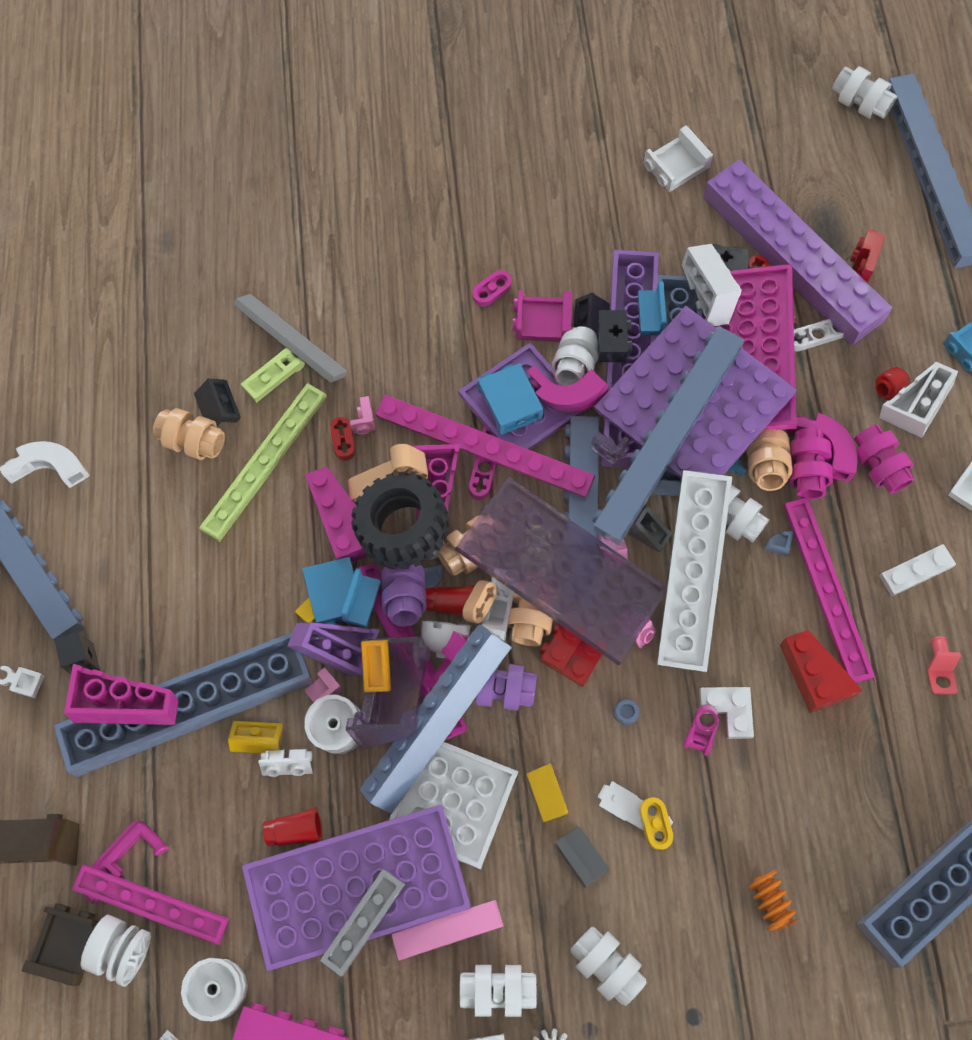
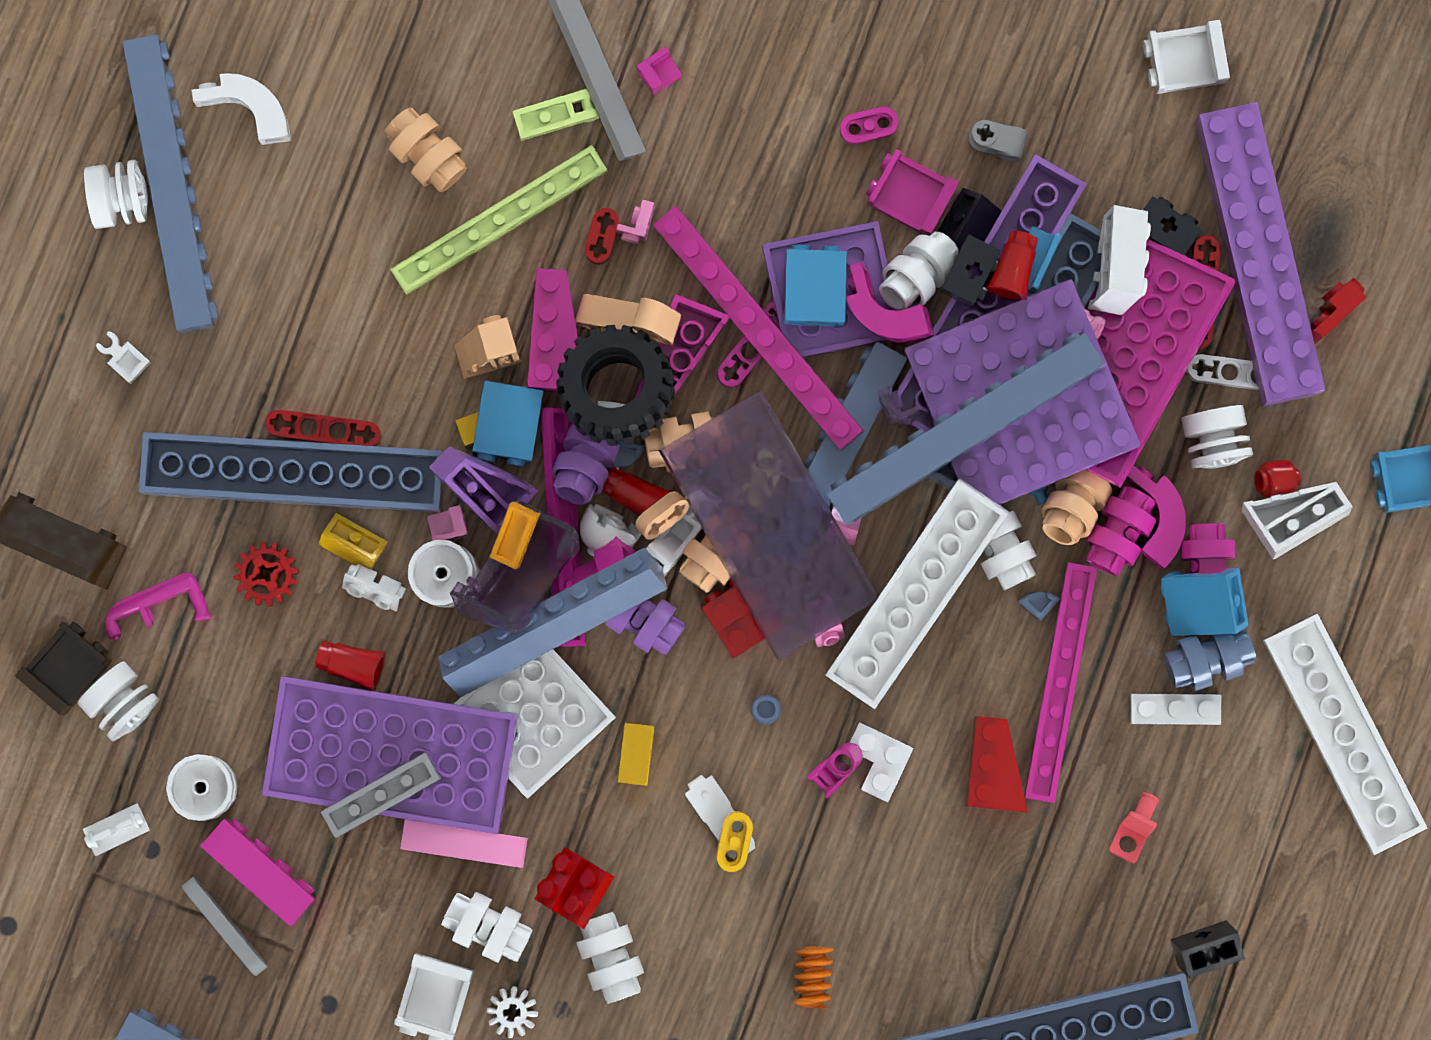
camera: 20 degrees right, 15 degrees up
(76, 650) = (196, 362): black brick -> none
(116, 700) = (221, 440): dark pink wedge -> none
(150, 904) = (170, 669): dark pink tile -> none
(191, 799) = (273, 585): none -> red gear
(195, 658) = (324, 425): none -> red beam
(217, 401) = (475, 120): black panel -> none
(294, 543) = (487, 348): none -> light nougat wedge
(330, 317) = (658, 71): none -> dark pink panel
(360, 599) = (533, 449): dark azure panel -> none
(551, 922) = (573, 887): none -> red plate
(581, 856) = (640, 837): dark grey panel -> none
(584, 258) = (1002, 141): none -> light grey piece
(642, 317) = (1014, 267): none -> red plant
(650, 529) = (899, 520): dark grey slope -> none
(835, 368) = (1217, 437): none -> white wheel
(897, 482) = (1204, 603): none -> dark azure panel
(926, 515) = (1198, 661): none -> sand blue piece

